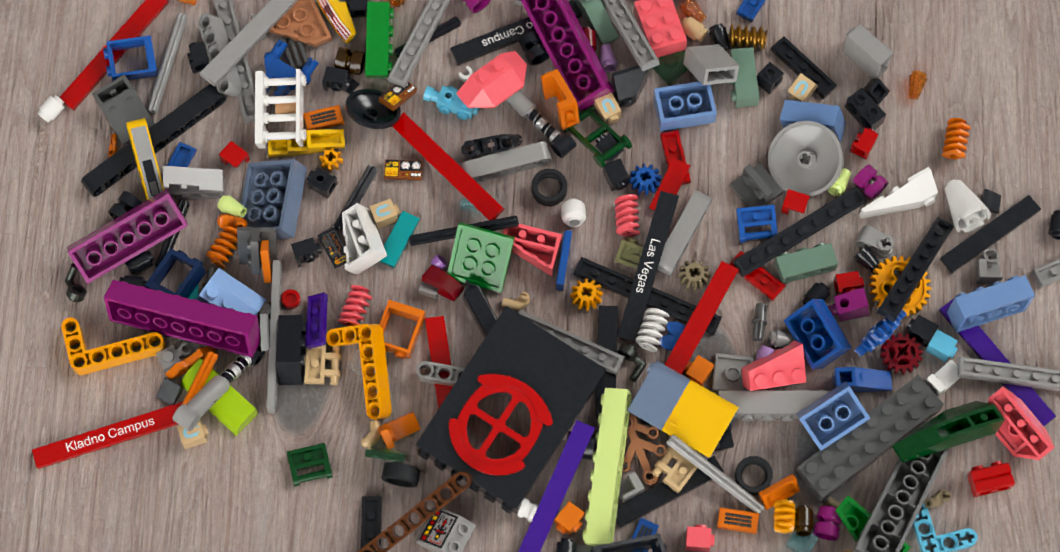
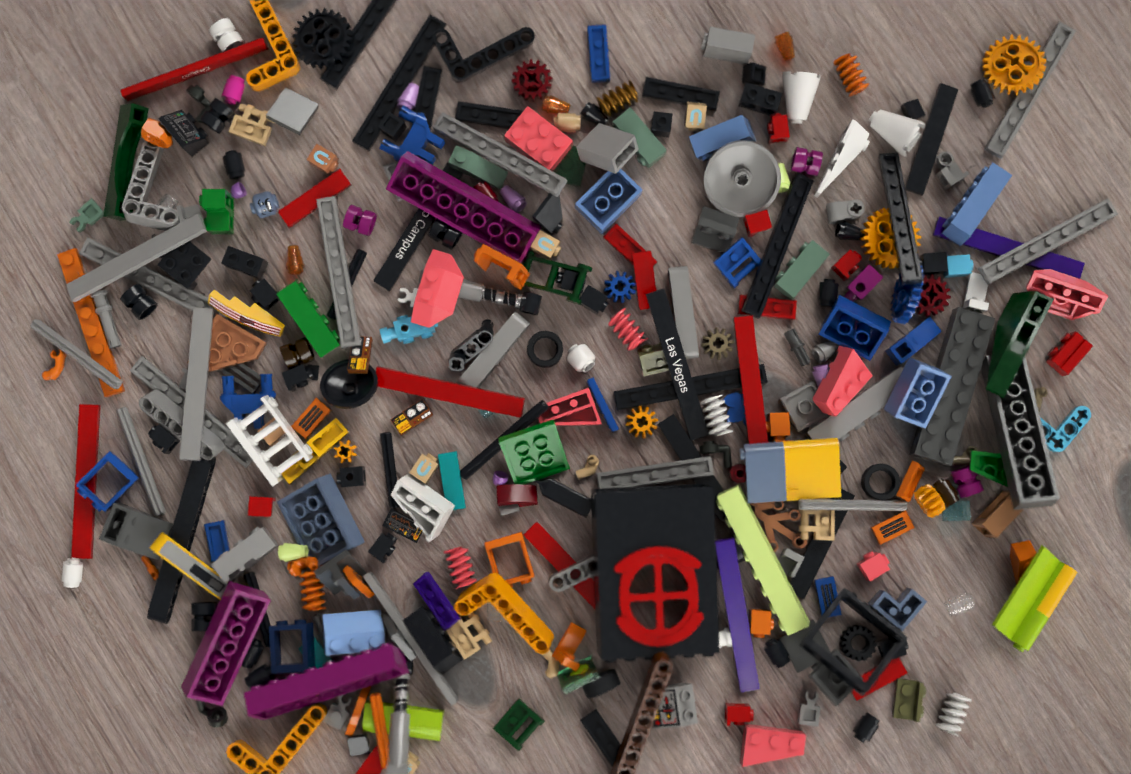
camera: 35 degrees left, 15 degrees up
(290, 299) = (400, 595): red tile -> none
(633, 381) = (733, 476): none -> dark red brick
(901, 126) = (799, 94): none -> white cone

